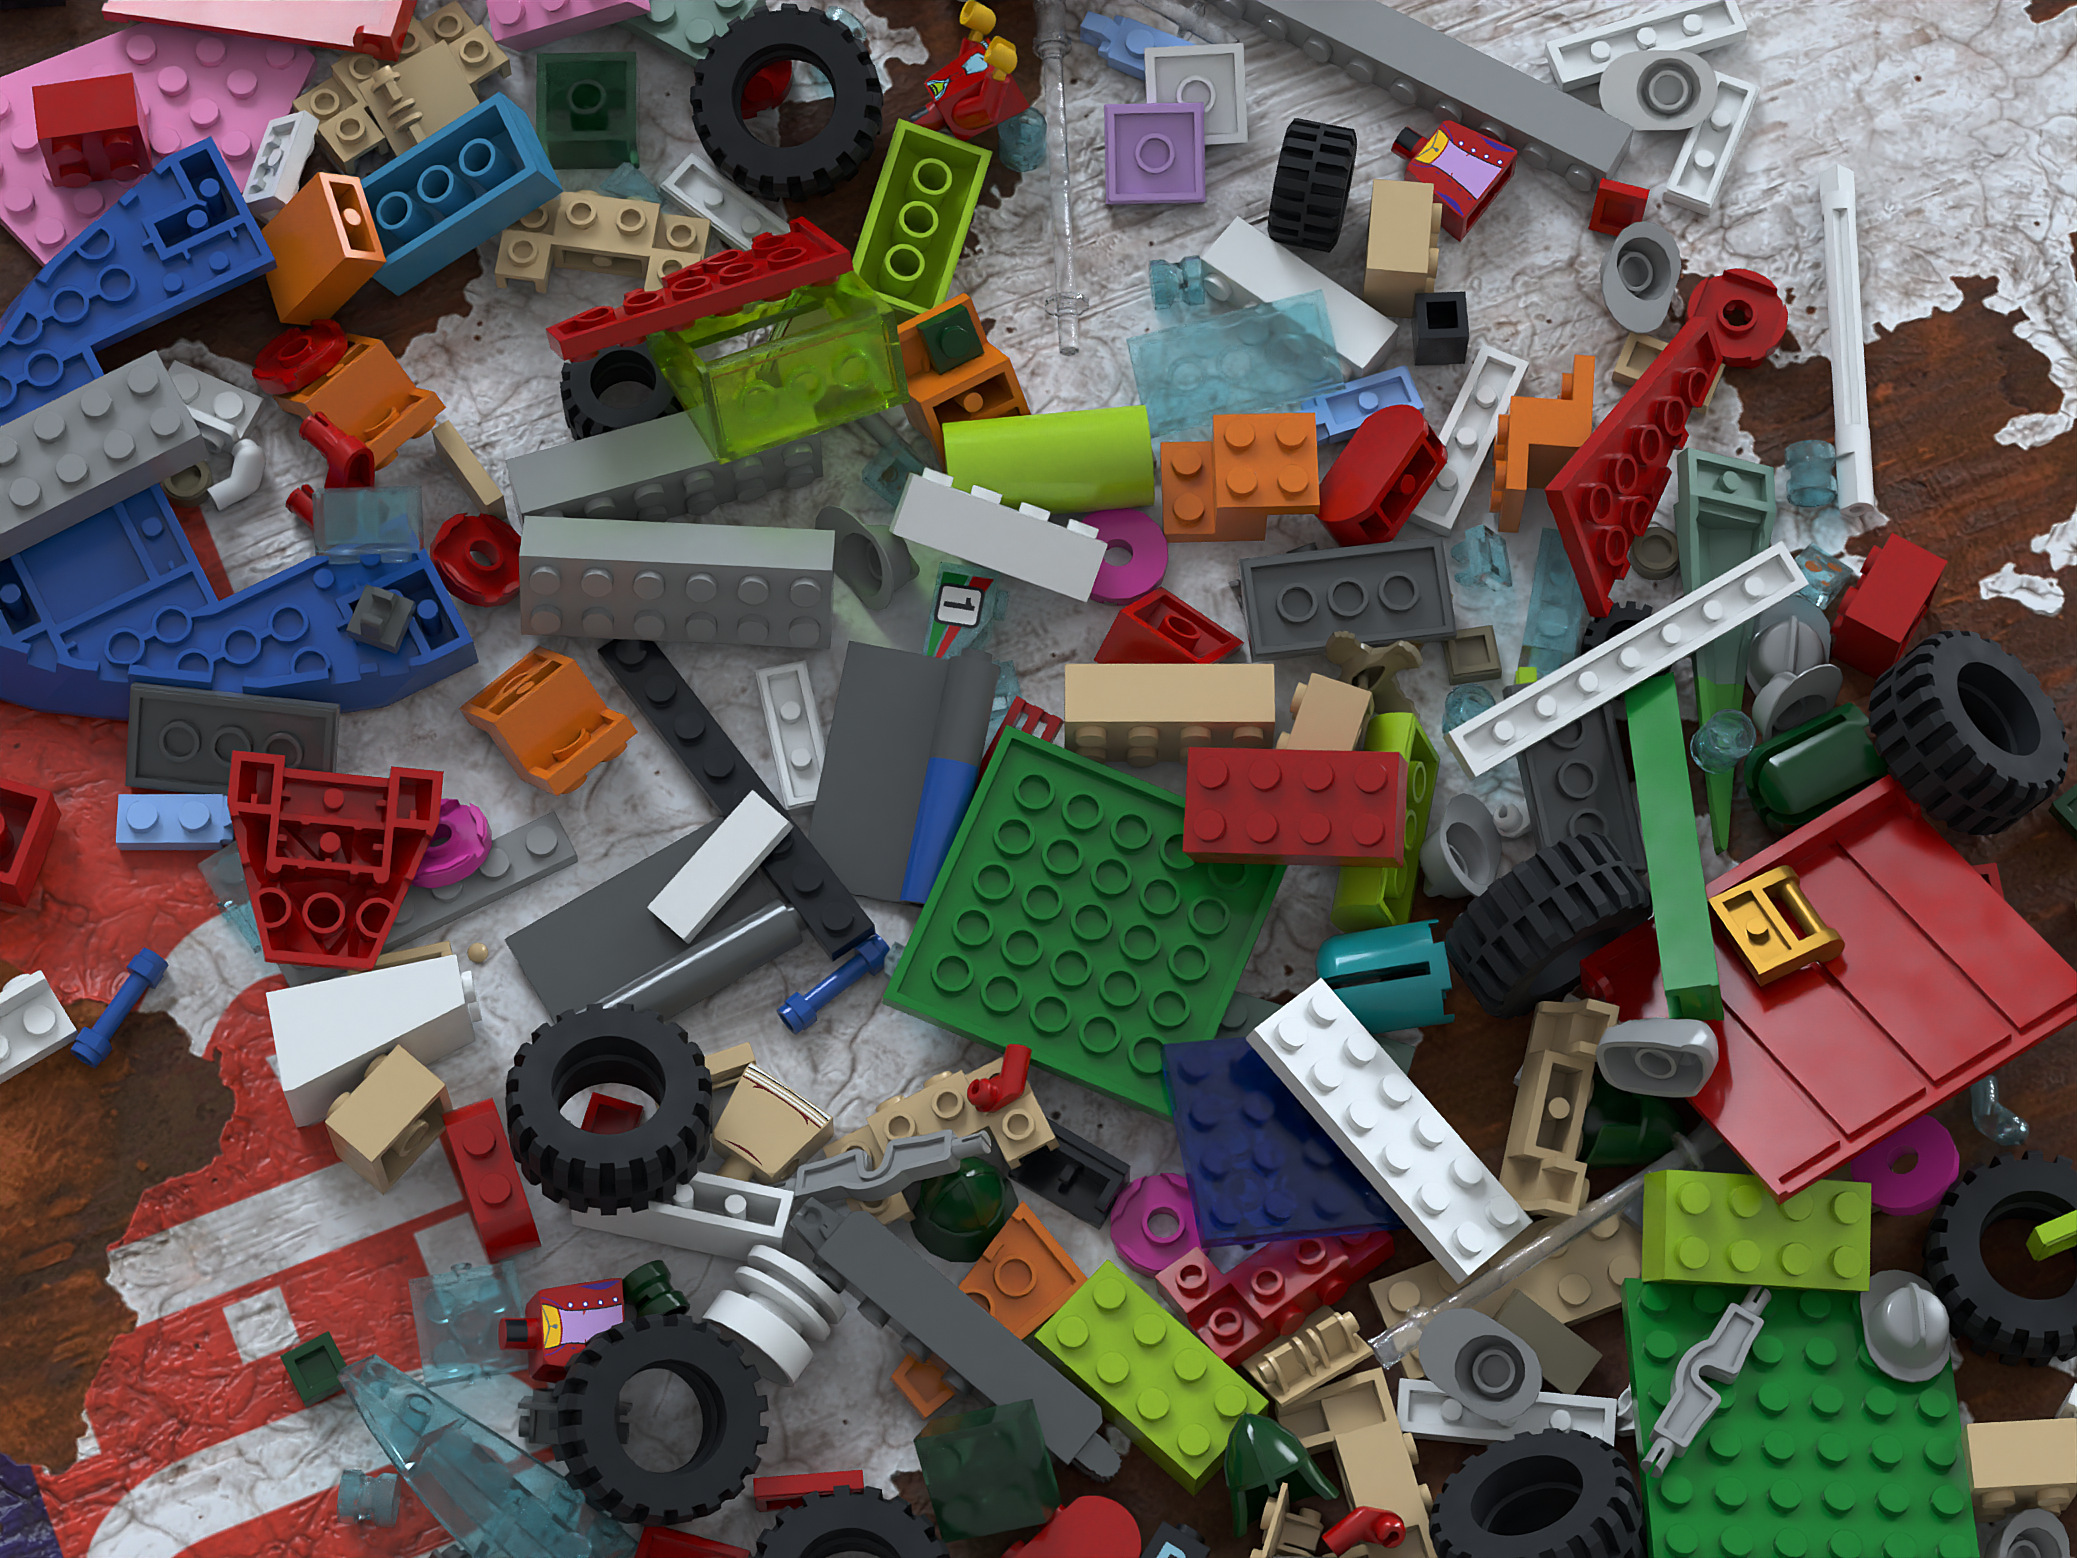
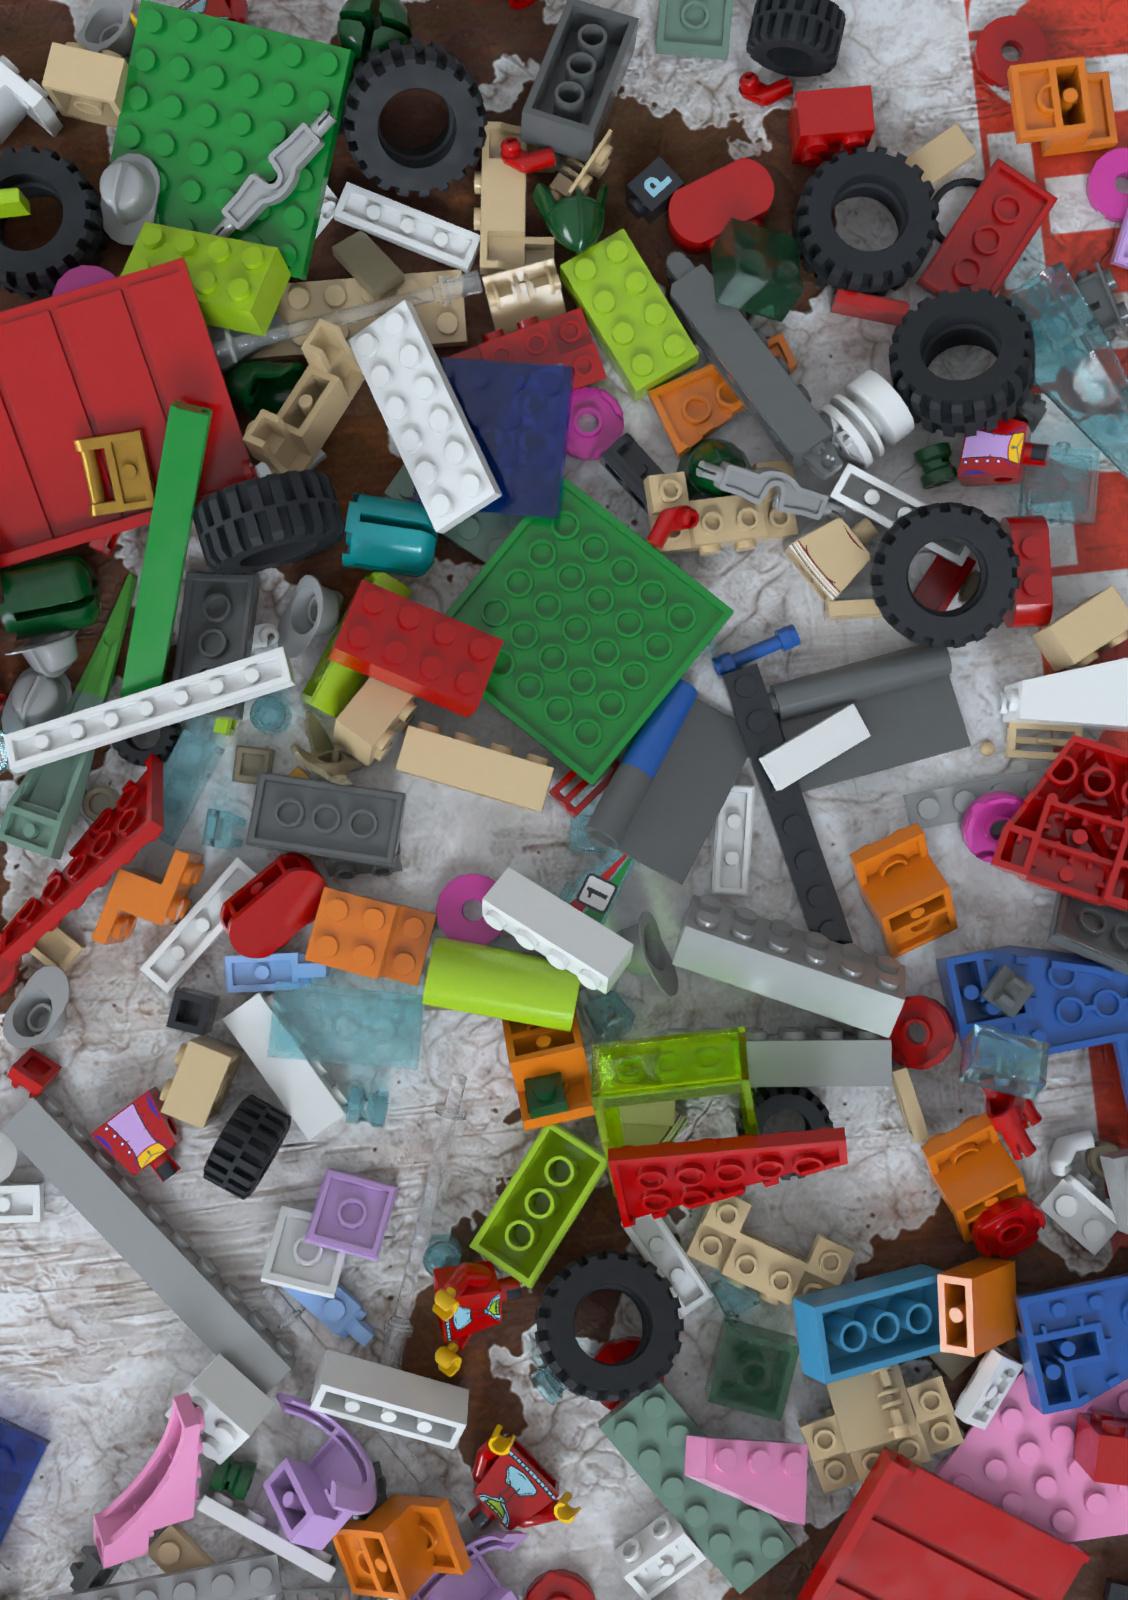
camera: 160 degrees left, 20 degrees up
(1165, 632) = (459, 828): red slope -> none
(1480, 1363) = (414, 243): light grey piece -> none
(1658, 1056) = (227, 389): light grey piece -> none
(1731, 732) = (95, 636): clear light blue wheel -> none

